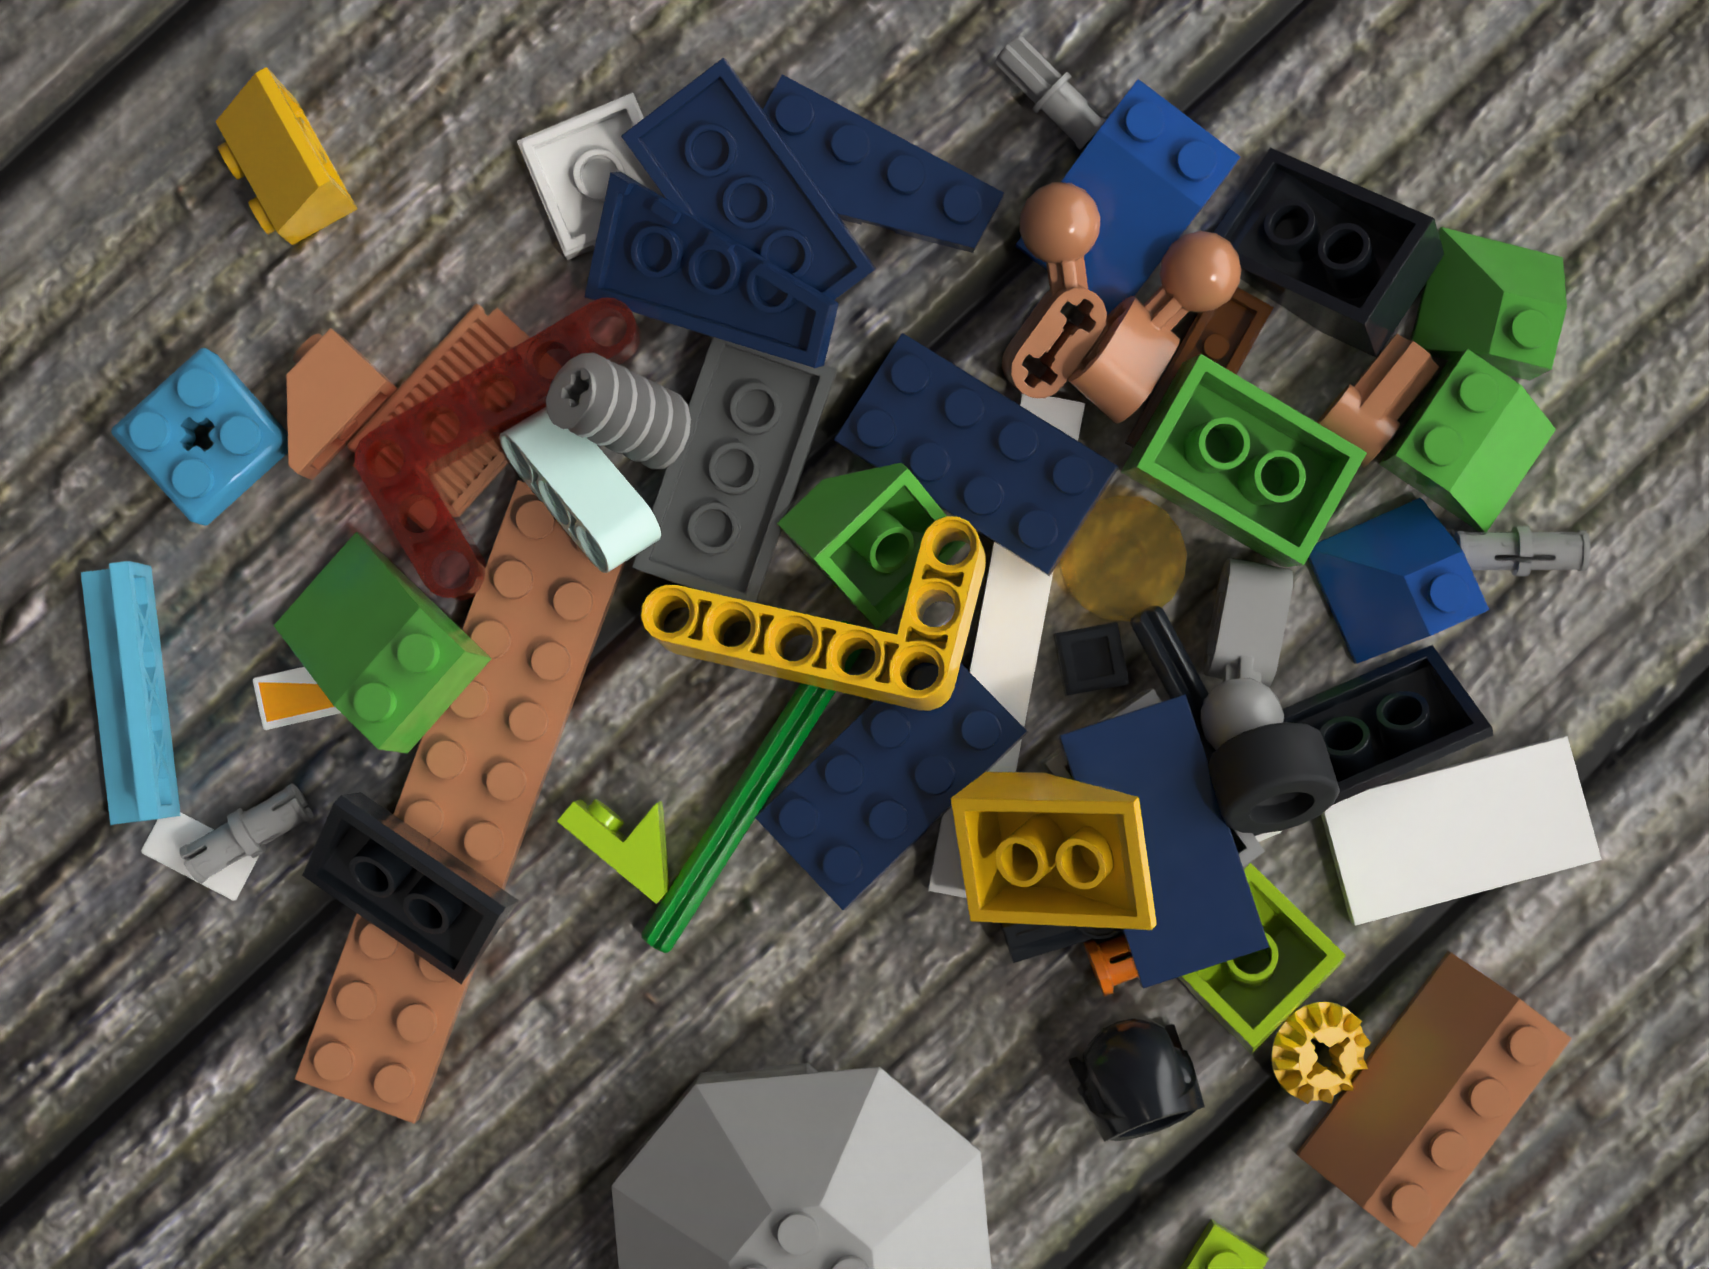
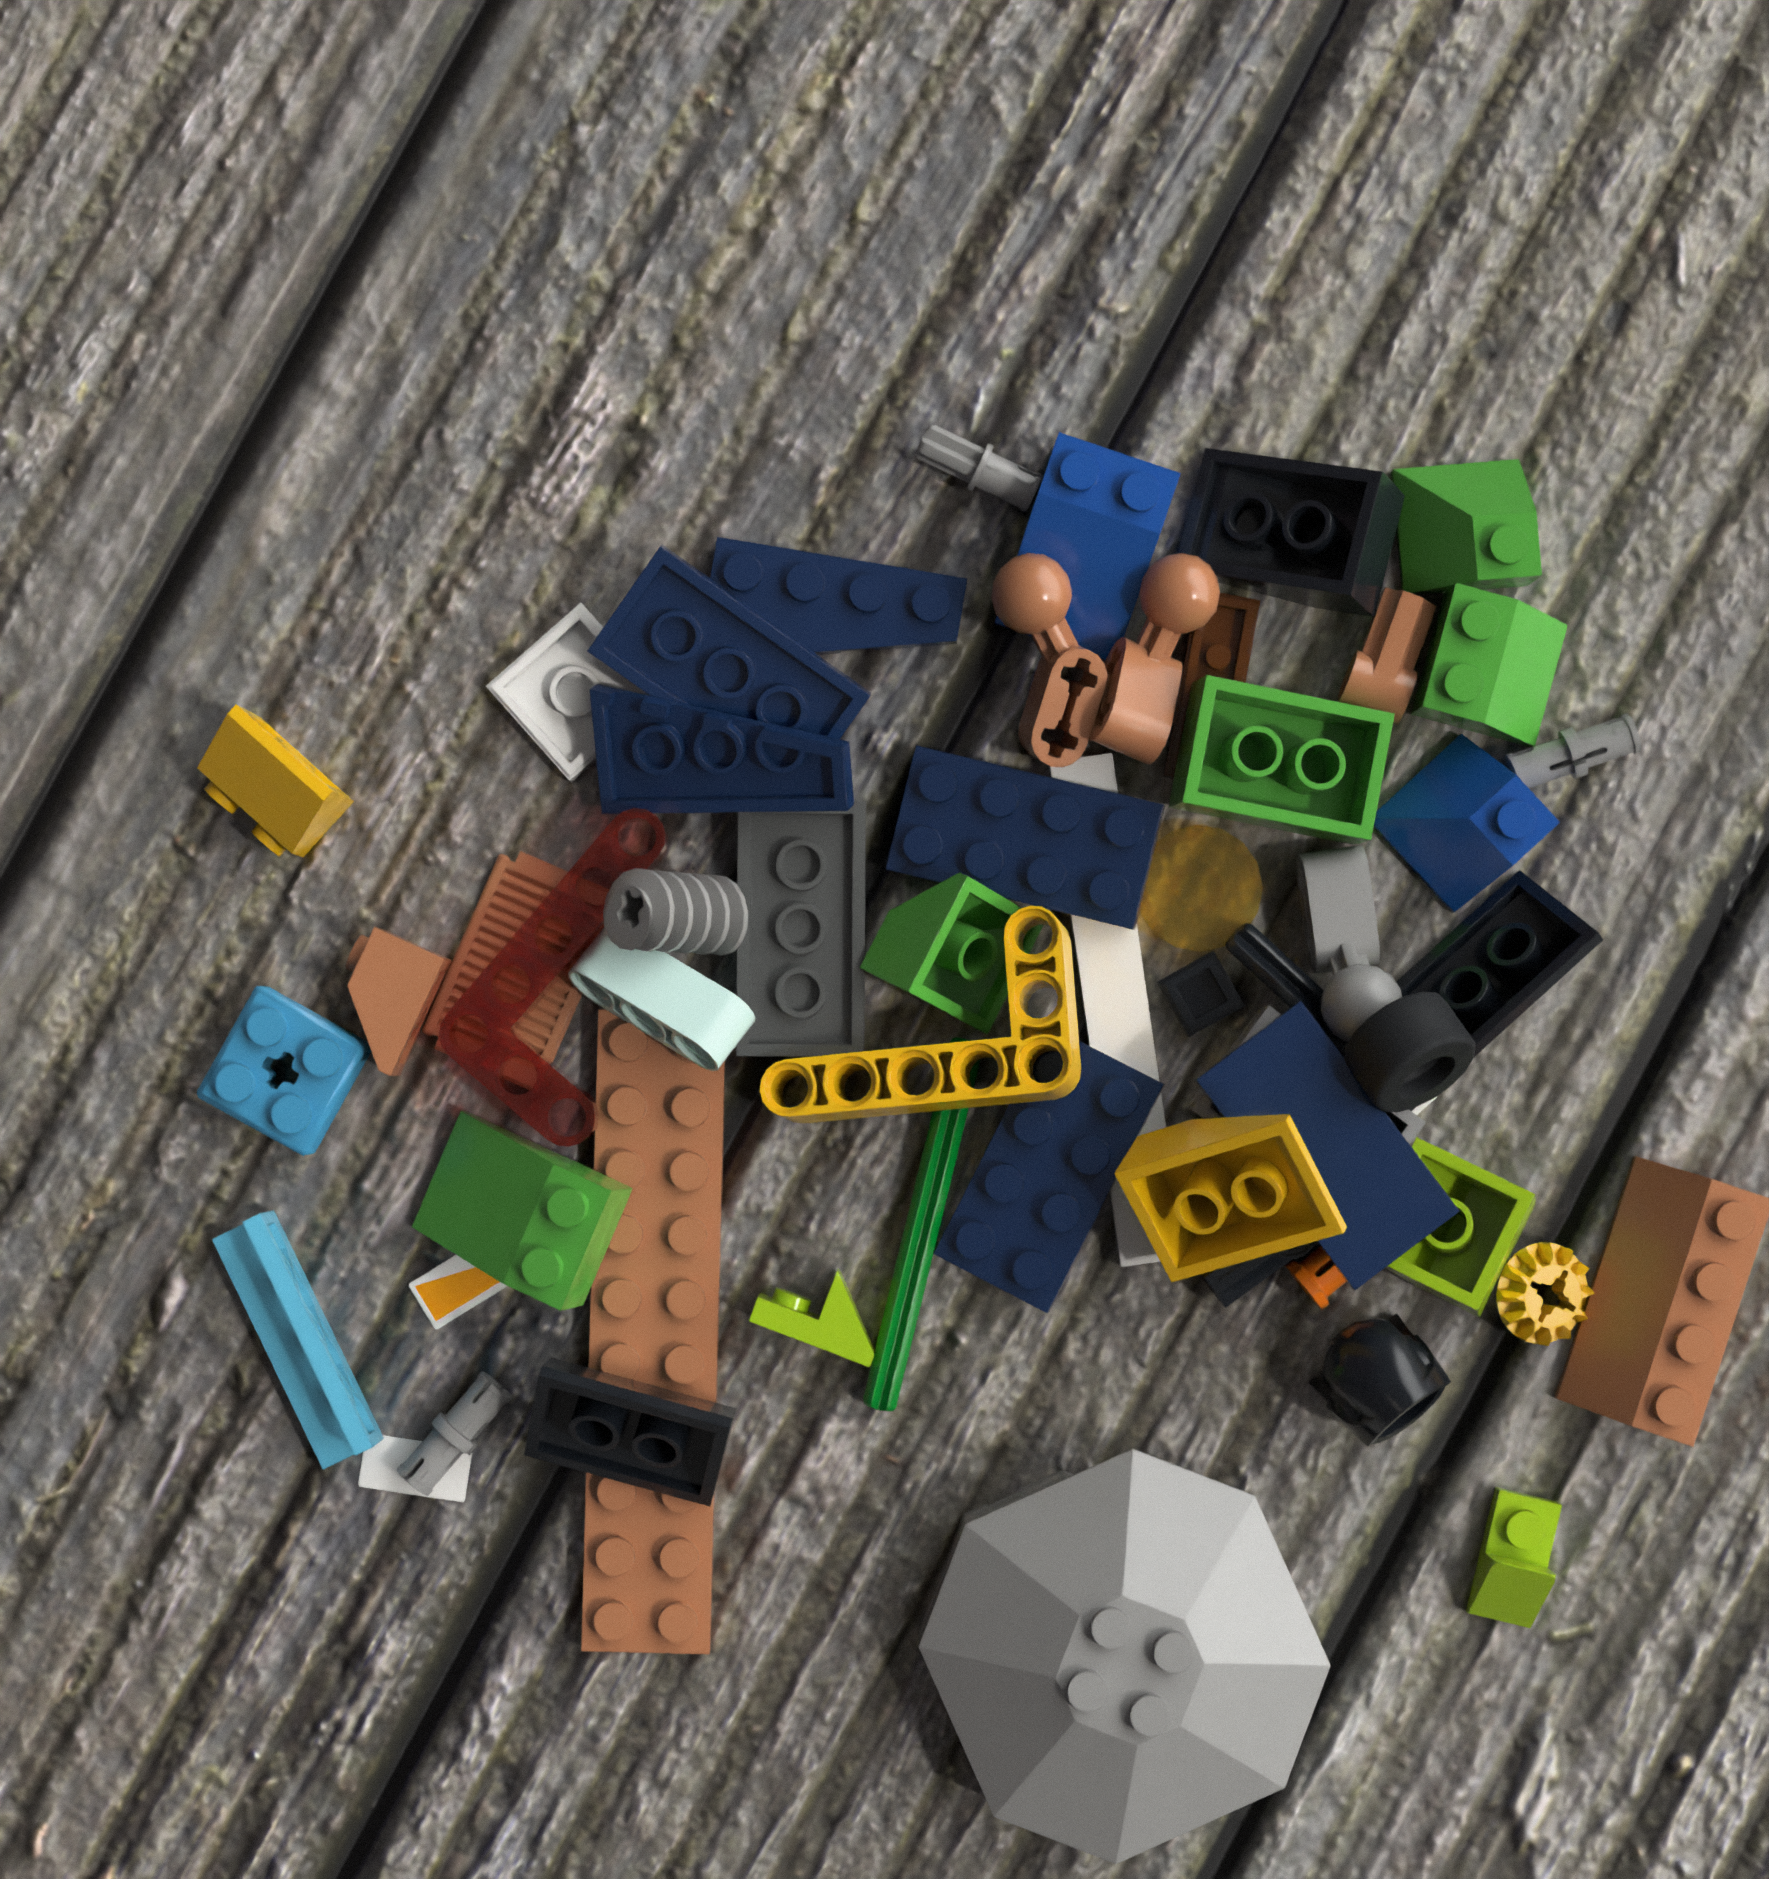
camera: 15 degrees left, 0 degrees up
(1460, 830) = (1605, 1038): white tile -> none

